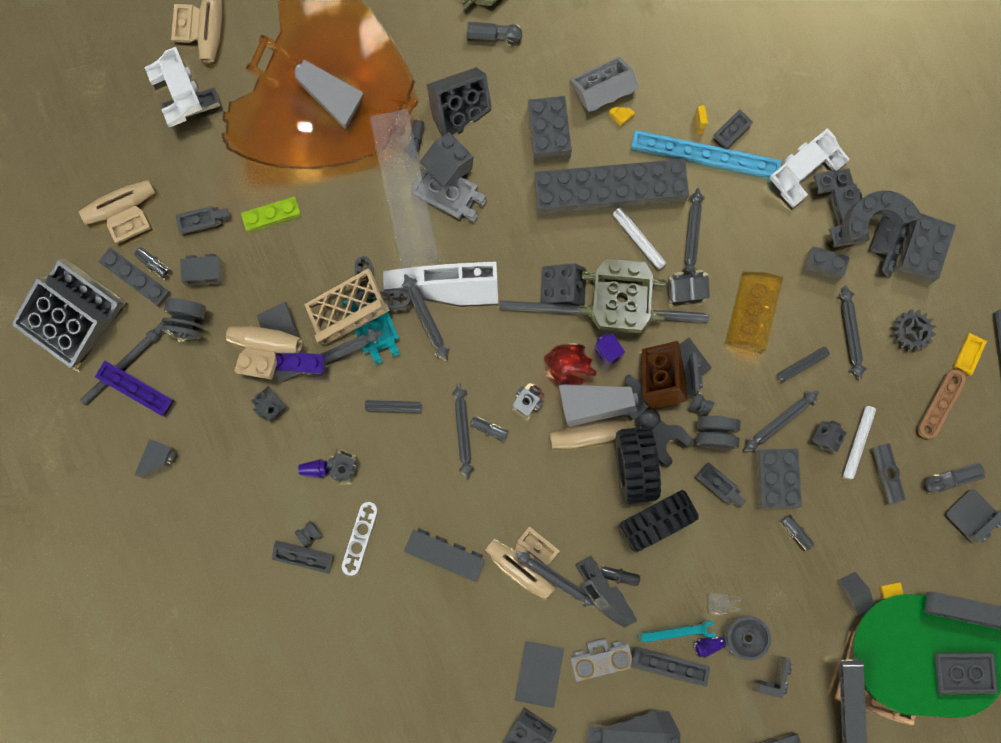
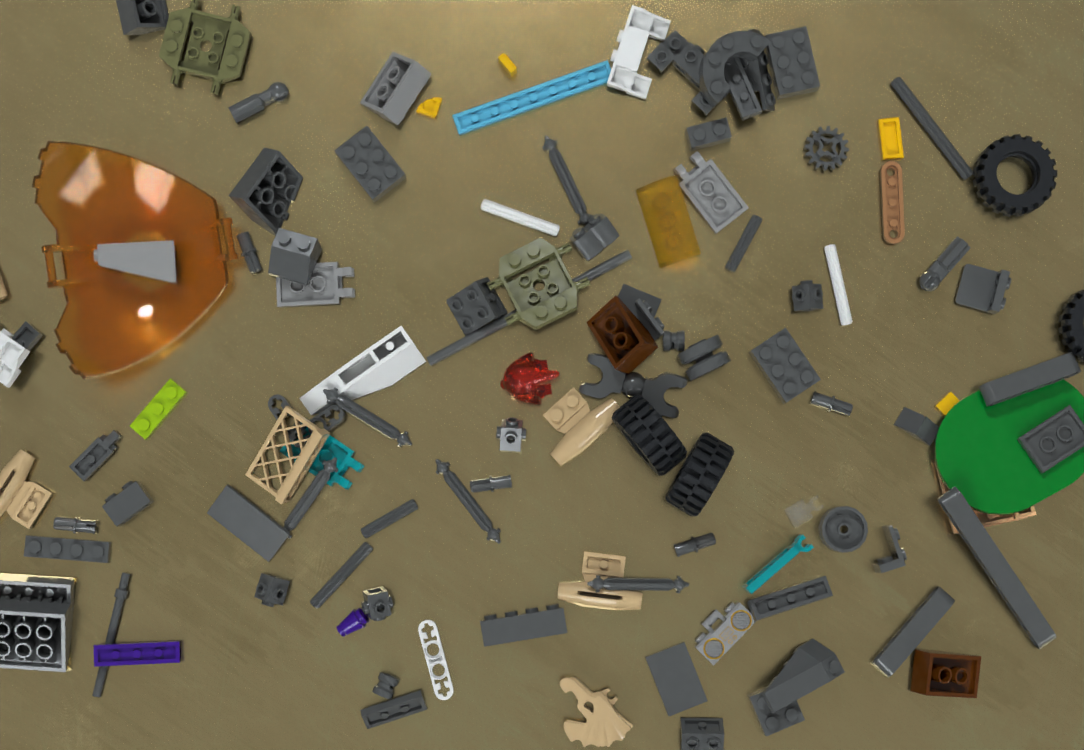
camera: 35 degrees left, 5 degrees up
(155, 458) = (199, 704): dark grey slope -> none
(183, 318) = (141, 561): dark grey wheel -> none
(260, 346) = (232, 540): tan plate -> none
(301, 362) = (265, 538): dark purple plate -> none
(329, 426) = (340, 576): none -> dark grey axle
(404, 188) = (272, 309): clear brick -> none
(460, 671) = (603, 723): none -> tan animal
(593, 403) = (572, 403): light grey slope -> none
(608, 600) = (696, 574): dark grey slope -> none
(609, 350) = (556, 343): dark purple brick -> none
(611, 186) = (463, 185): dark grey brick -> none
(708, 646) = (811, 560): dark purple cone -> none
(720, 485) = (735, 404): dark grey hinge -> none
(733, 129) = (543, 57): dark grey plate -> none
(781, 421) = (755, 309): dark grey wheel -> none
(800, 309) = (710, 192): none -> light grey tile
(852, 332) = (770, 184): dark grey wheel -> none
(874, 243) = (741, 89): none -> dark grey plate
(893, 486) = (892, 307): dark grey piece -> none

